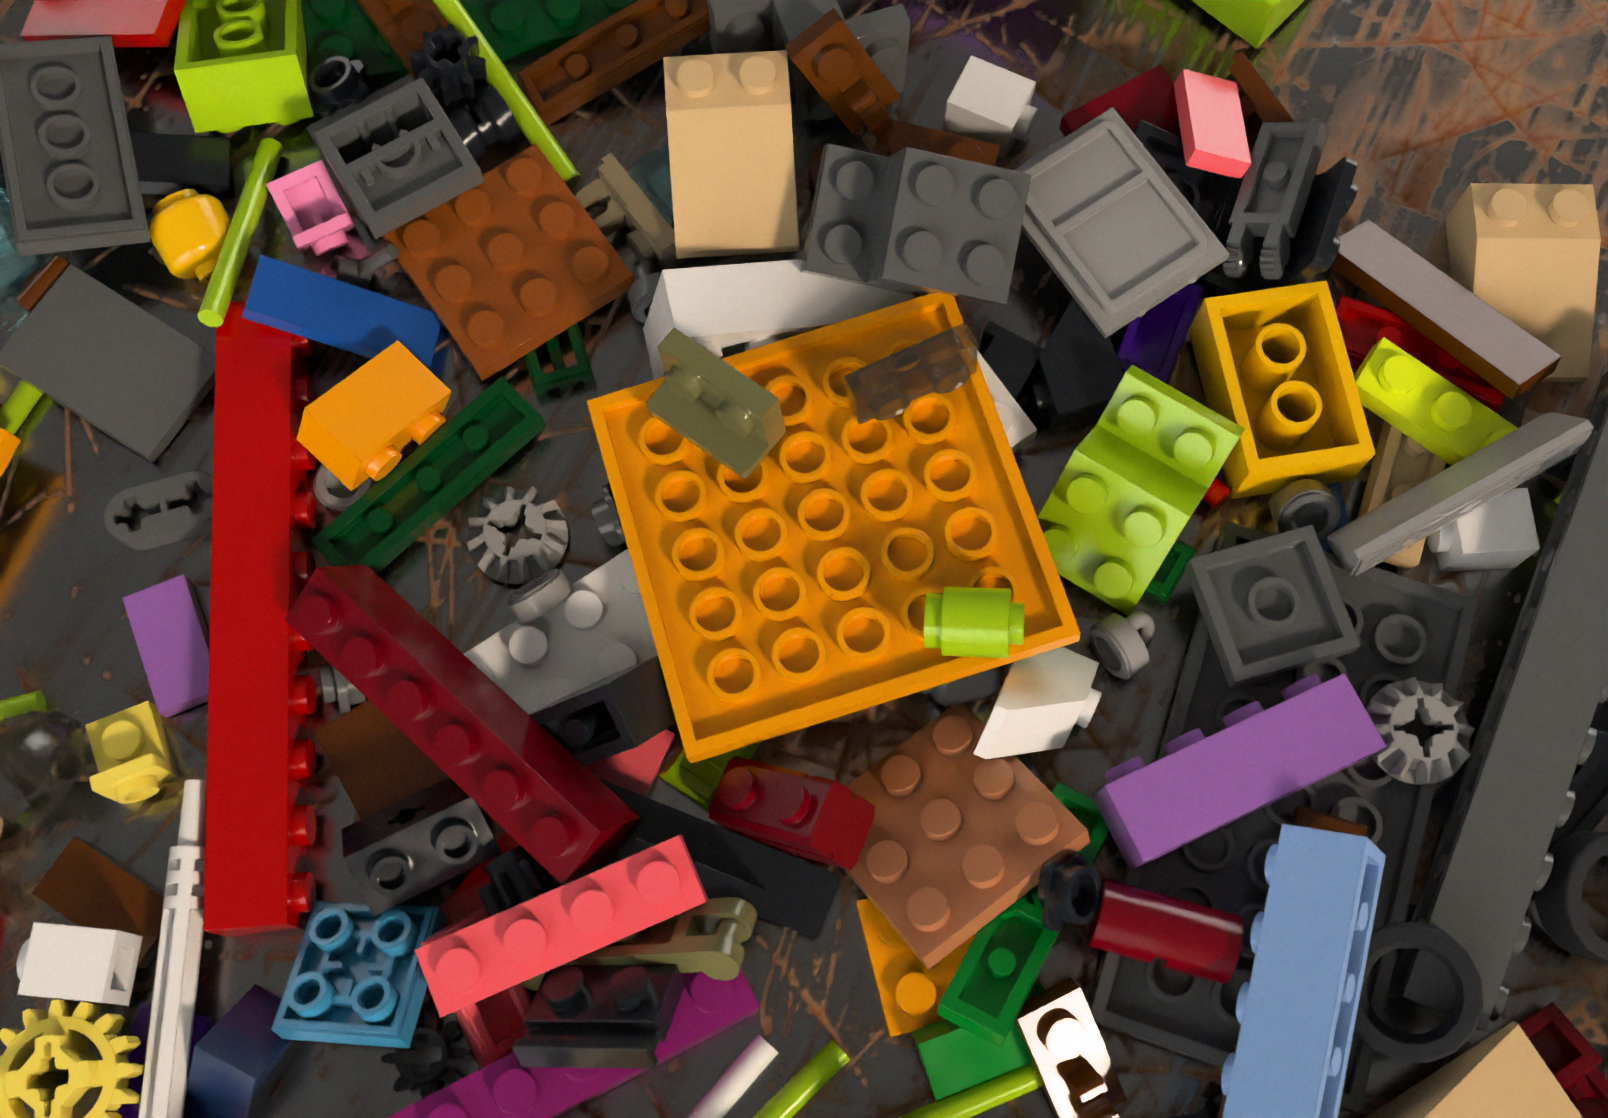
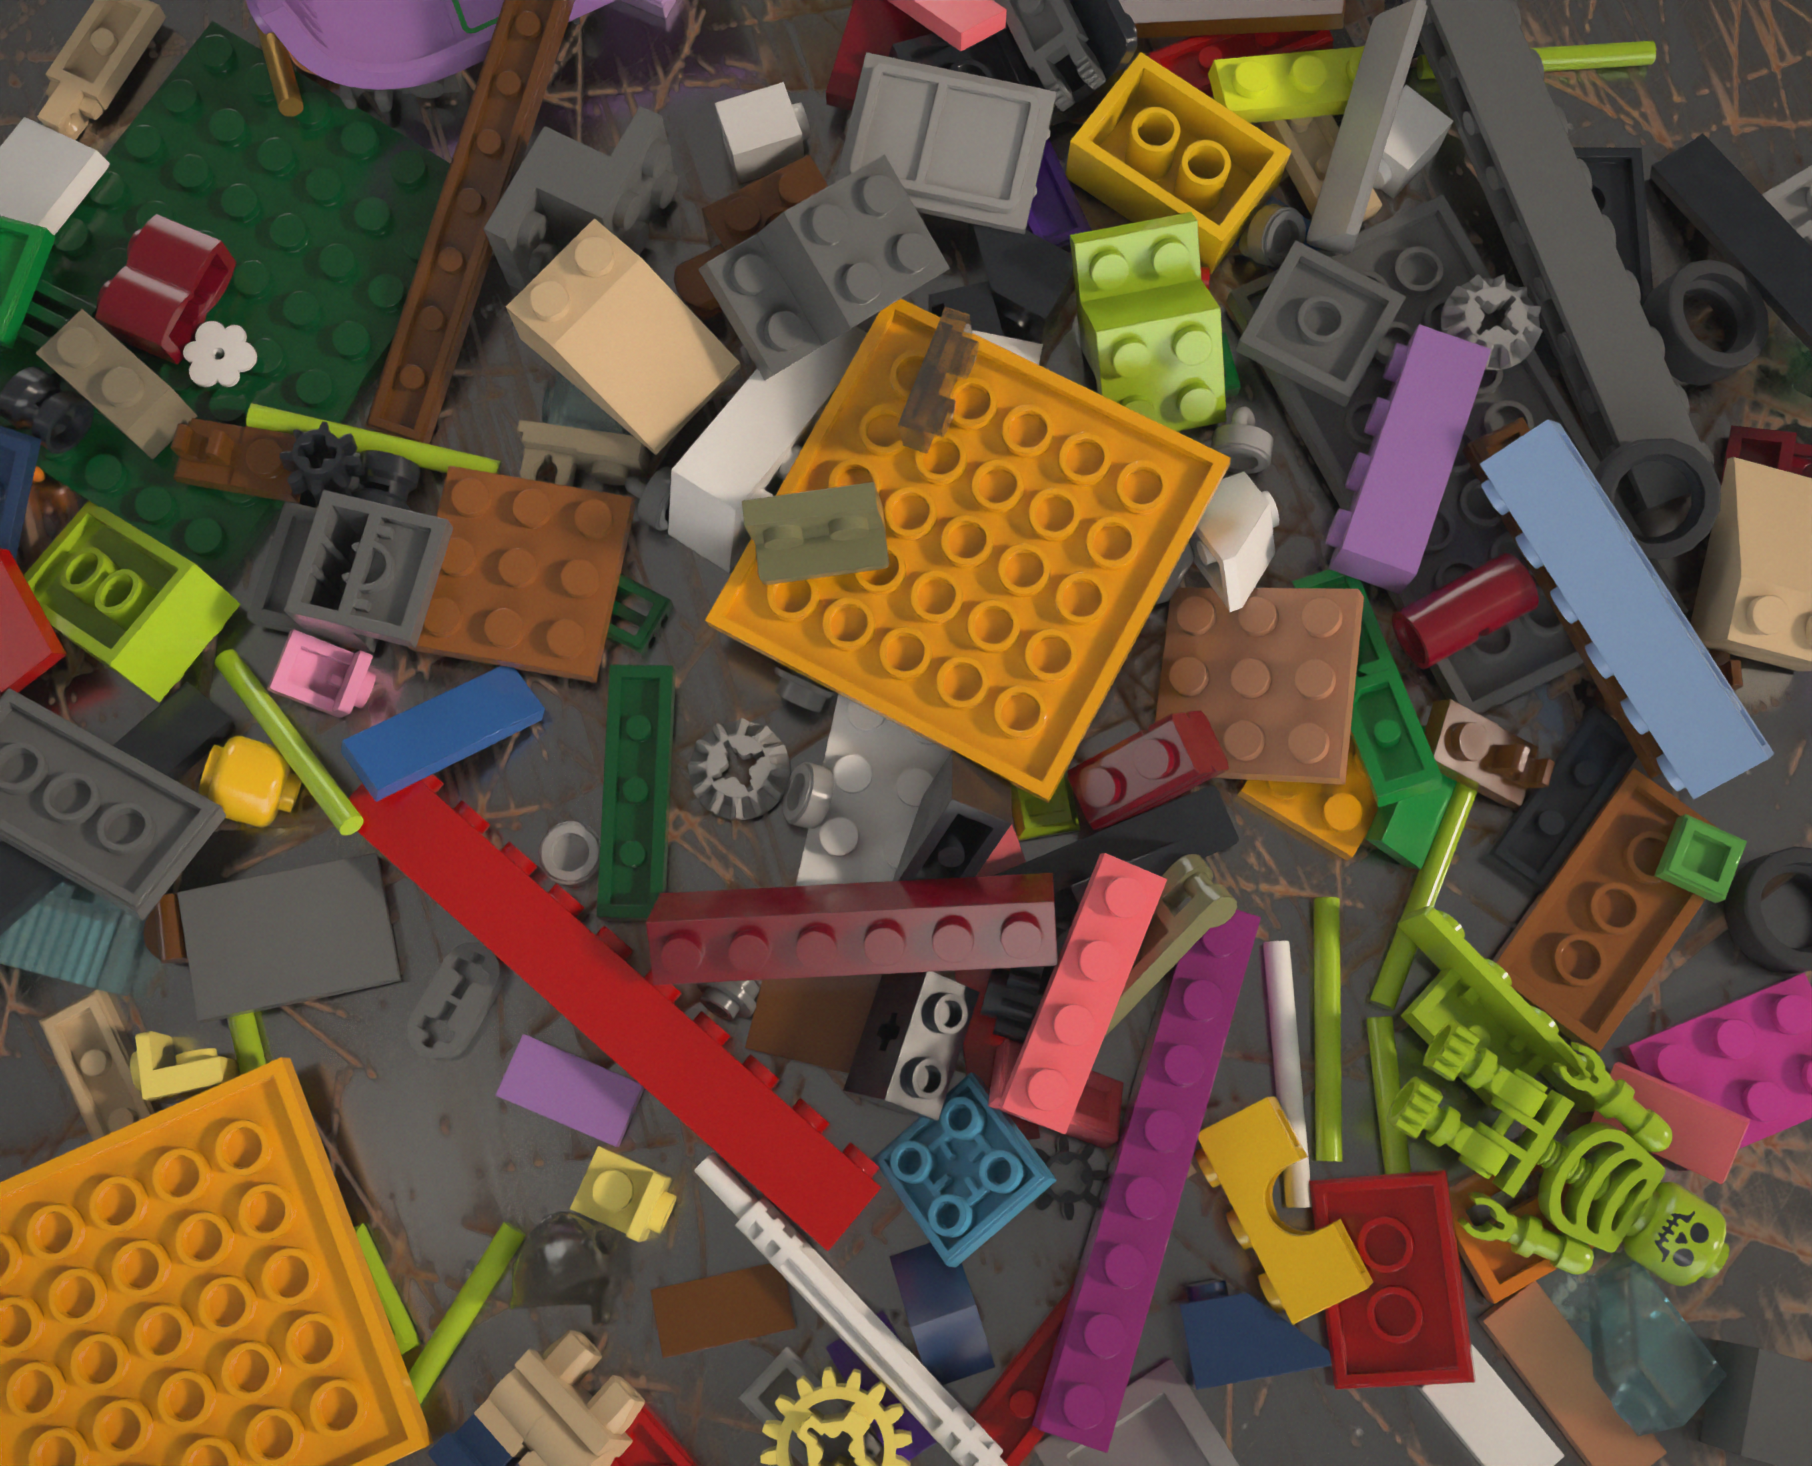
camera: 45 degrees left, 5 degrees up
(78, 964) = (761, 1364): white brick -> none
(338, 84) = (238, 560): black plate -> none
(359, 271) = (409, 689): dark grey hand -> none
(374, 416) = (553, 780): light orange brick -> none
(600, 1016) = (1173, 1024): black plate -> none
(844, 74) = (650, 199): reddish brown plate -> none
(973, 622) = (1158, 516): lime brick -> none
(1068, 893) = (1387, 643): black plate -> none

